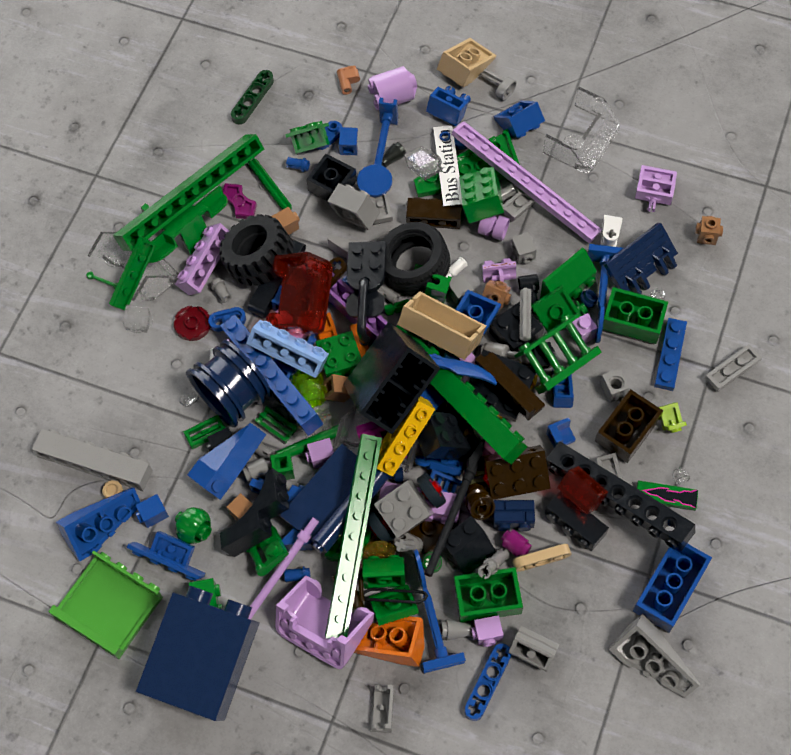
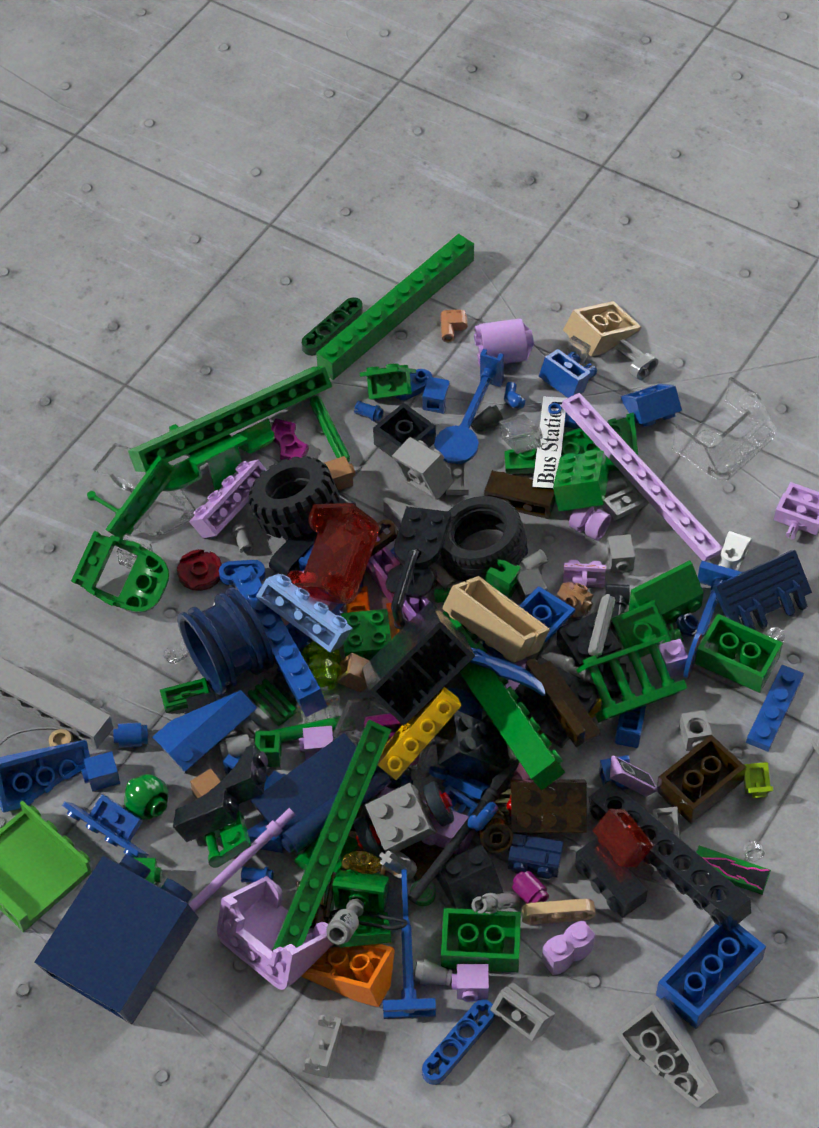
camera: 10 degrees right, 10 degrees down
(150, 346) = (145, 581): none -> green slope
(168, 475) = (130, 735): none -> blue brick
(299, 72) = (395, 306): none -> green brick
(379, 606) = (345, 922): none -> light grey piece
(408, 132) = (512, 398): none -> blue arm
(453, 81) = (580, 347): none -> clear tile
(470, 494) = (480, 821): none -> blue arm
(560, 584) = (571, 946): none -> lavender brick
(575, 434) = (632, 777): none -> lavender slope

